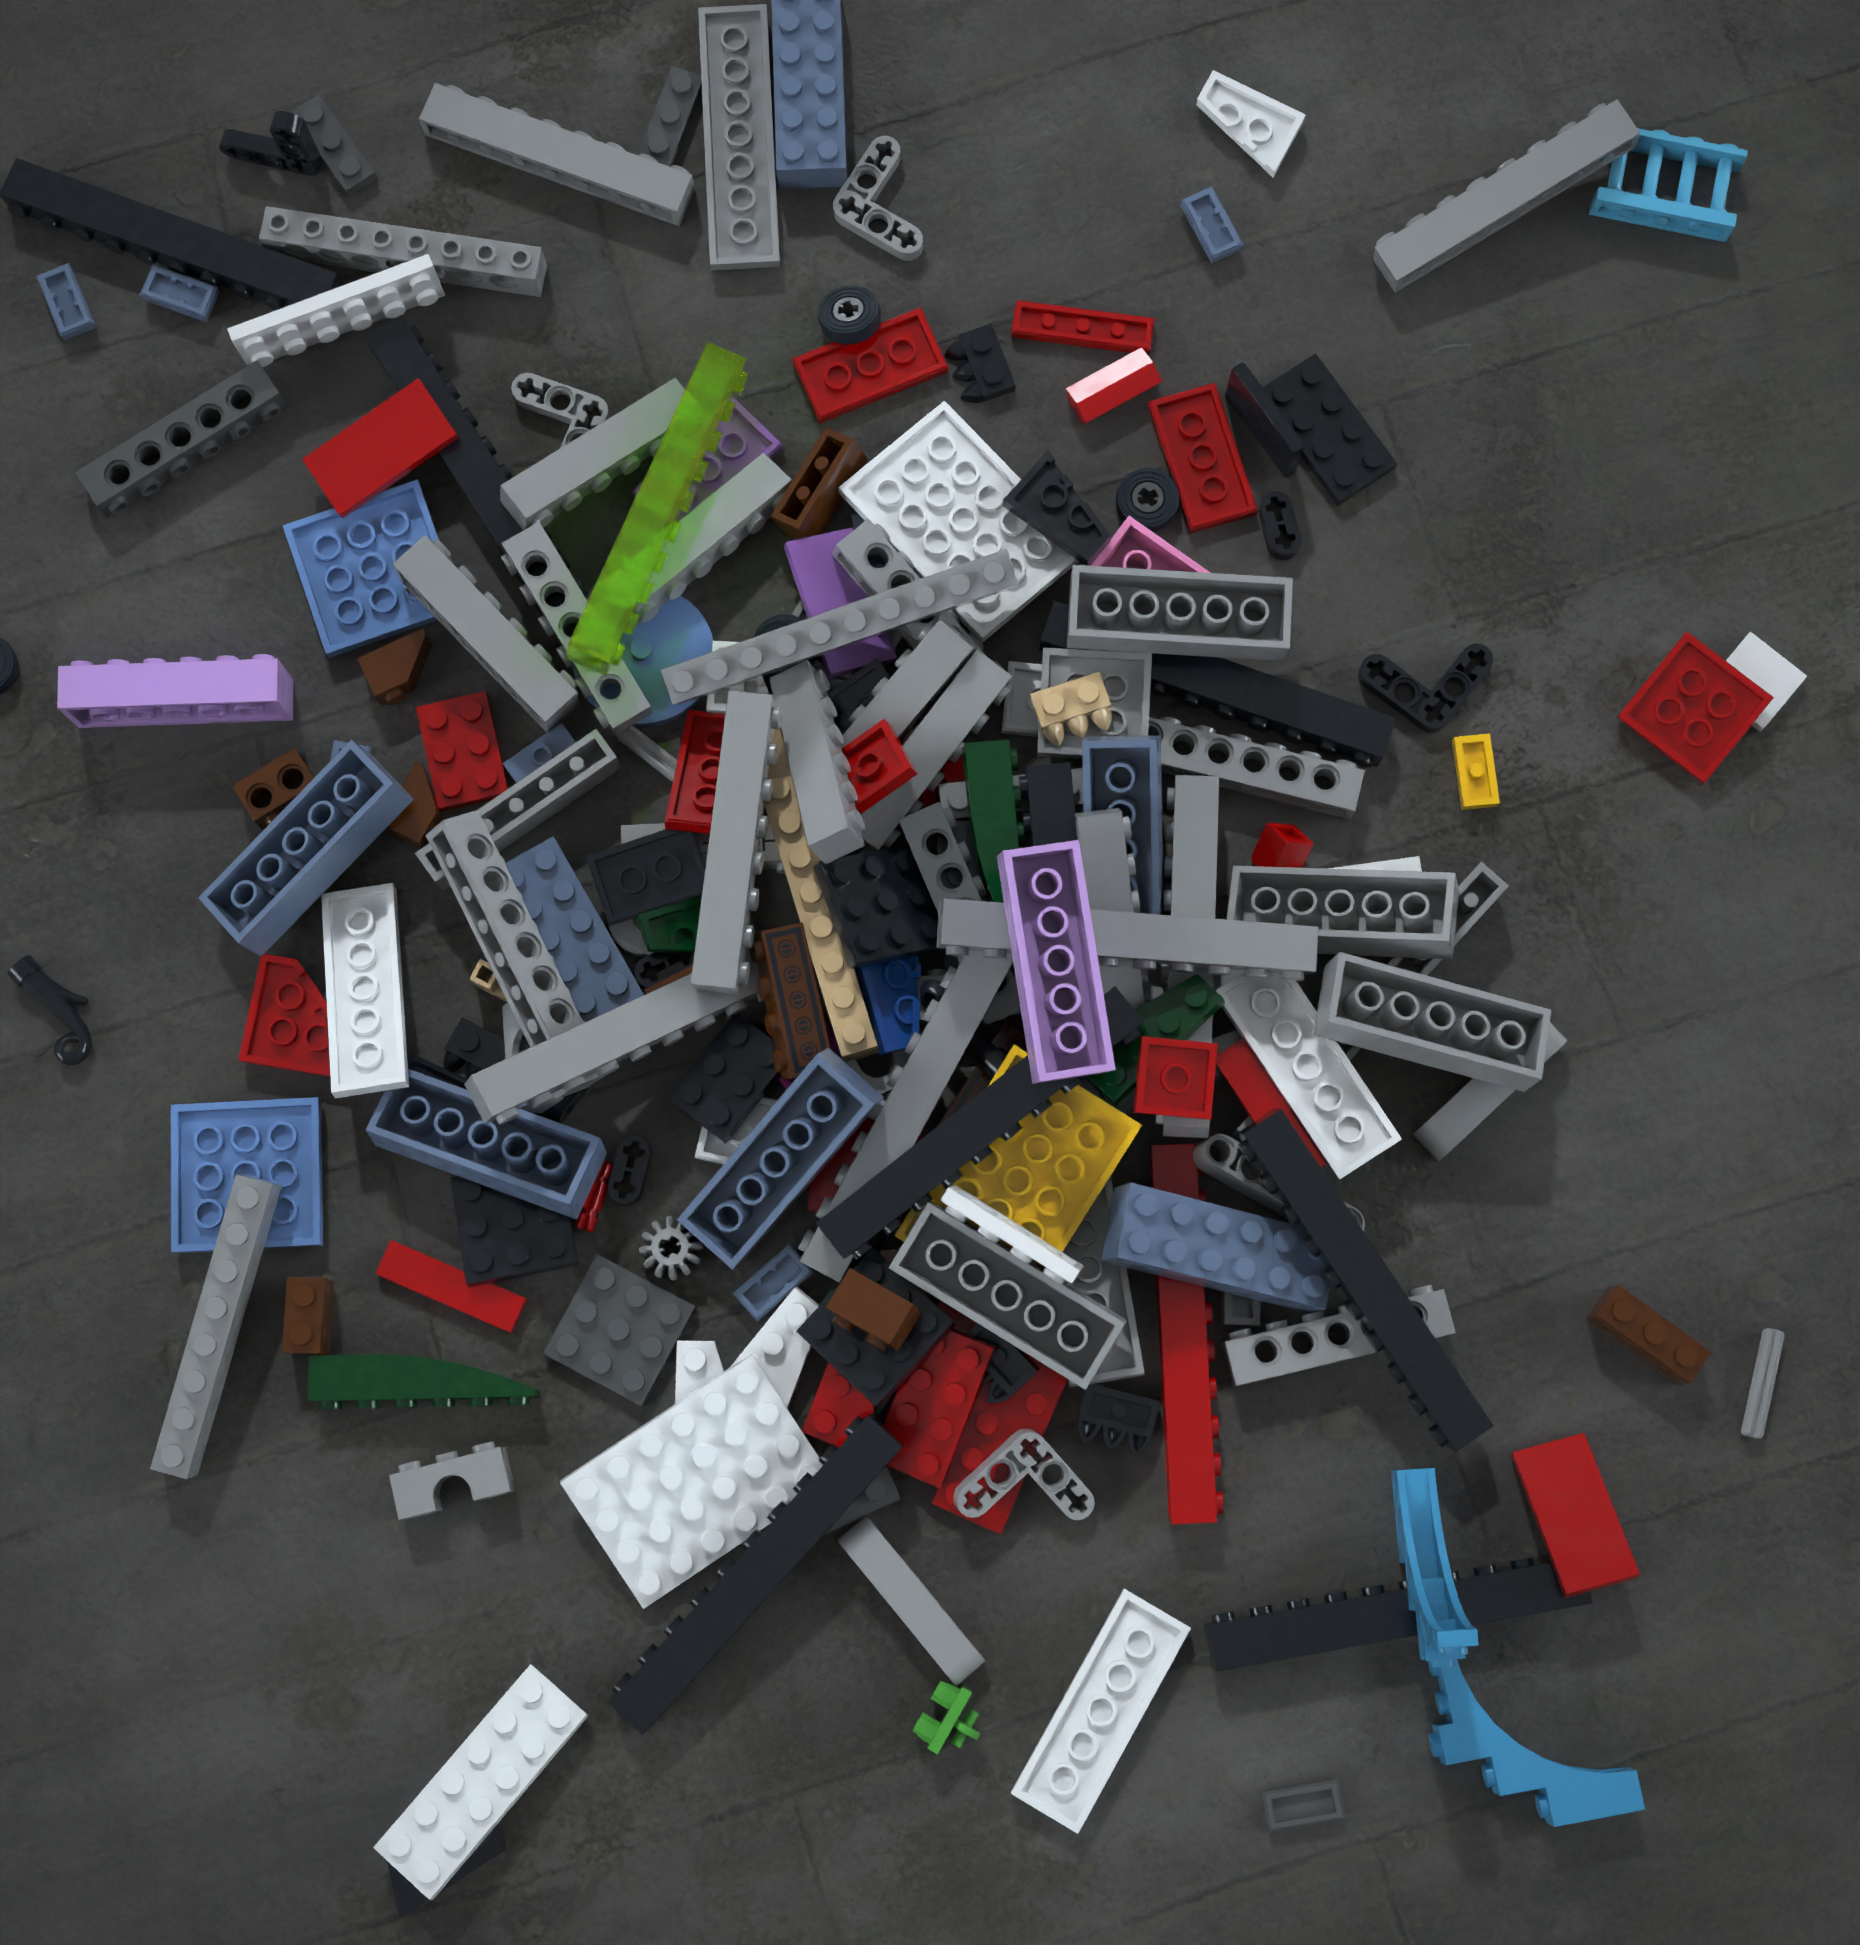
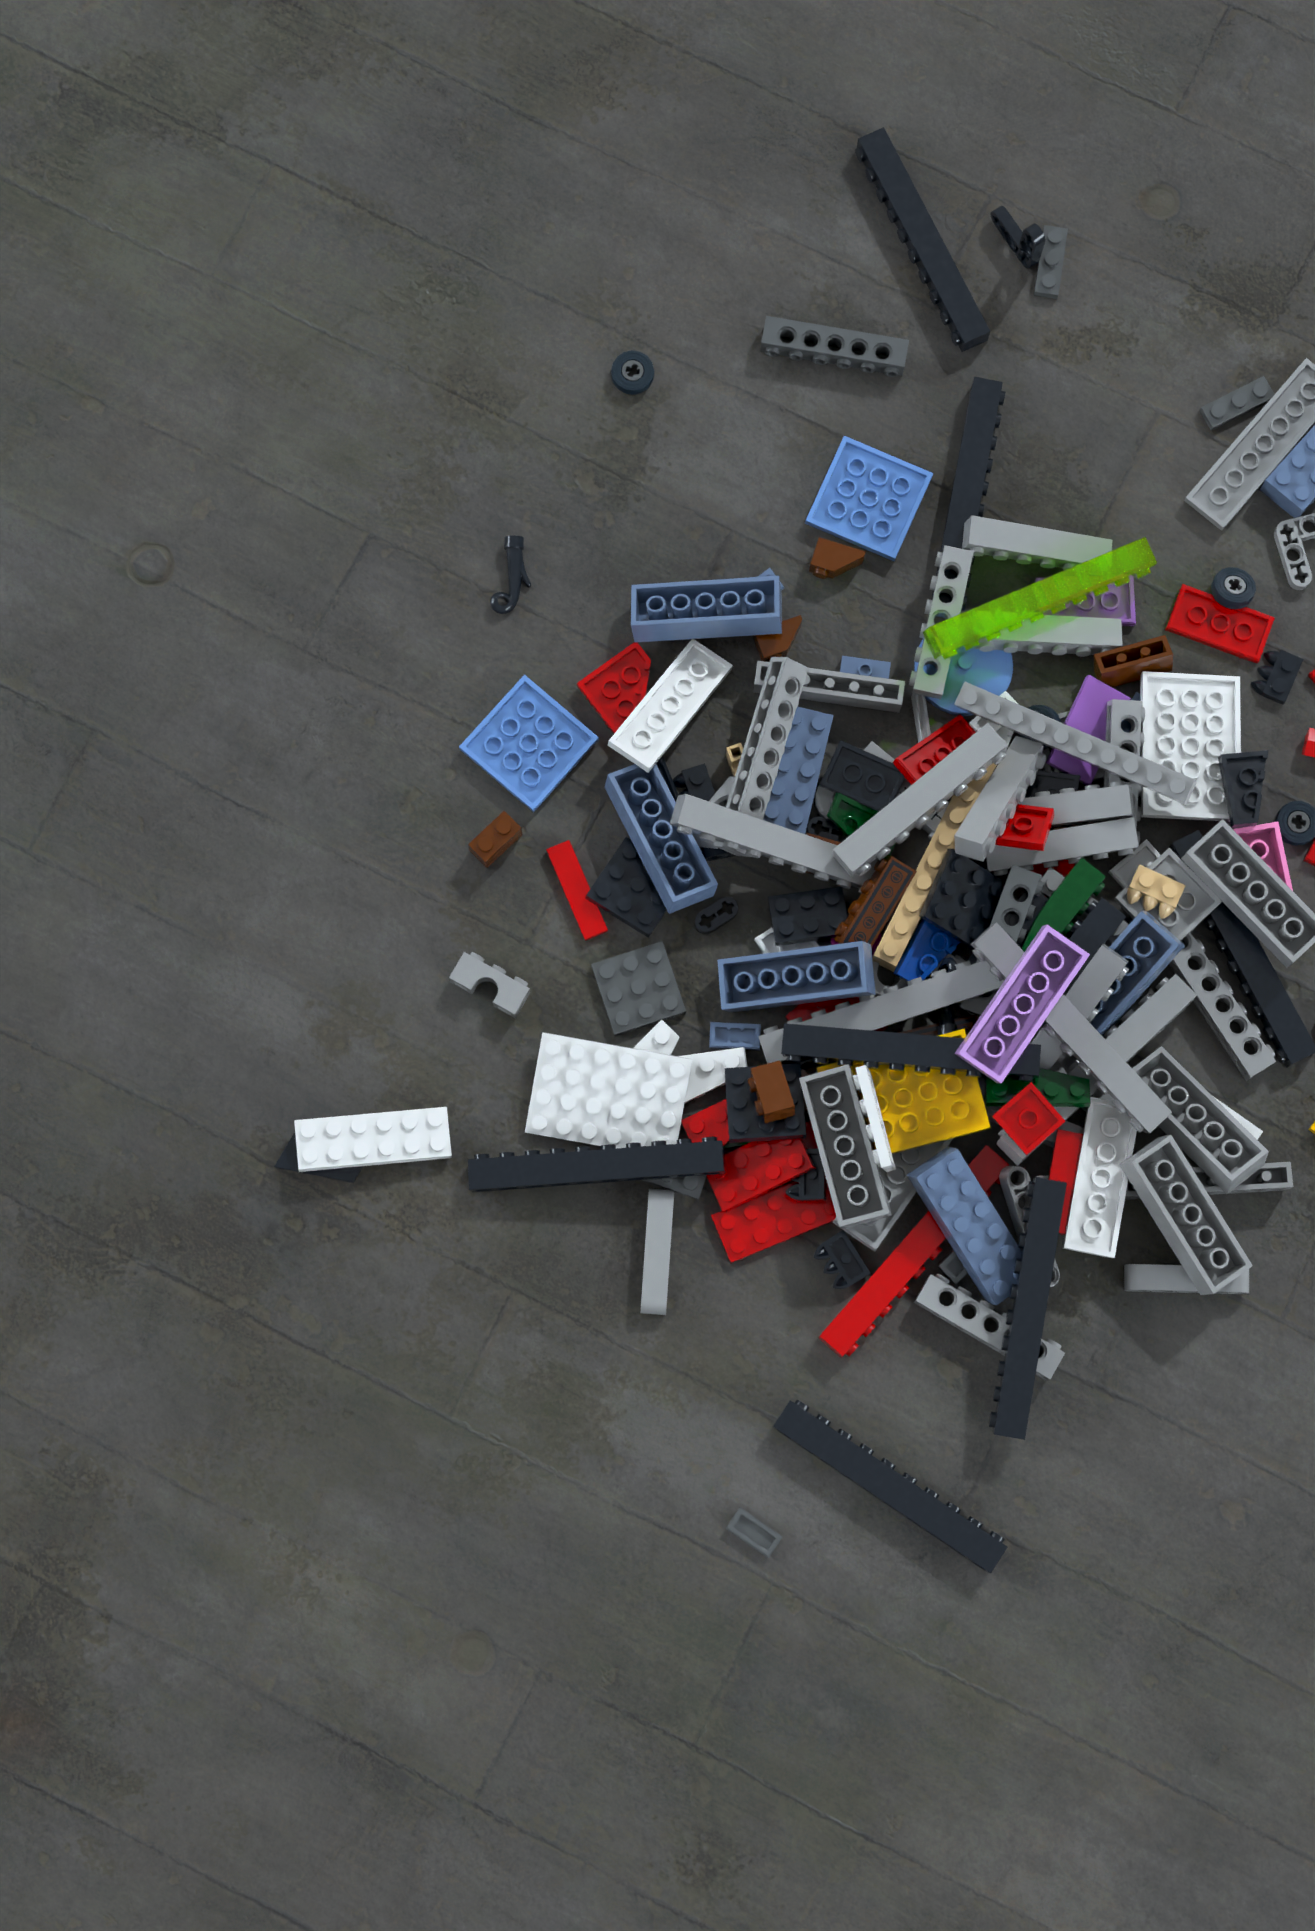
camera: 40 degrees right, 0 degrees up
(66, 301) = (841, 223): sand blue plate -> none
(175, 691) = (714, 472): lavender brick -> none
(179, 293) = (902, 269): sand blue plate -> none
(216, 1326) = (448, 802): light grey brick -> none
(273, 780) = (721, 560): reddish brown brick -> none
(337, 312) = (972, 351): white plate -> none
(380, 448) = (929, 441): red tile -> none
(382, 246) = (1035, 350): light grey brick -> none
(405, 1380) = (514, 915): dark green slope -> none
(462, 751) = (828, 631): red plate -> none
(486, 634) = (894, 584): light grey brick -> none
(557, 153) = (1161, 369): light grey brick -> none
(574, 414) = (1043, 511): light grey beam -> none
(587, 1218) = (684, 914): red axle -> none
(673, 1261) = (696, 979): light grey gear -> none
(936, 1732) = (610, 1326): bright green hips -> none
(1019, 1466) = (770, 1237): light grey beam -> none
(1100, 1711) = (699, 1392): white plate -> none
(1282, 847) = (1196, 1061): red panel -> none
(1440, 1618) = (928, 1470): dark azure arch -> none
(1565, 1791) = (870, 1578): dark azure arch -> none
(1575, 1515) = (1023, 1523): red tile -> none
(1649, 1335) = (1147, 1474): reddish brown brick -> none
(1762, 1383) = (1183, 1554): light grey axle -> none

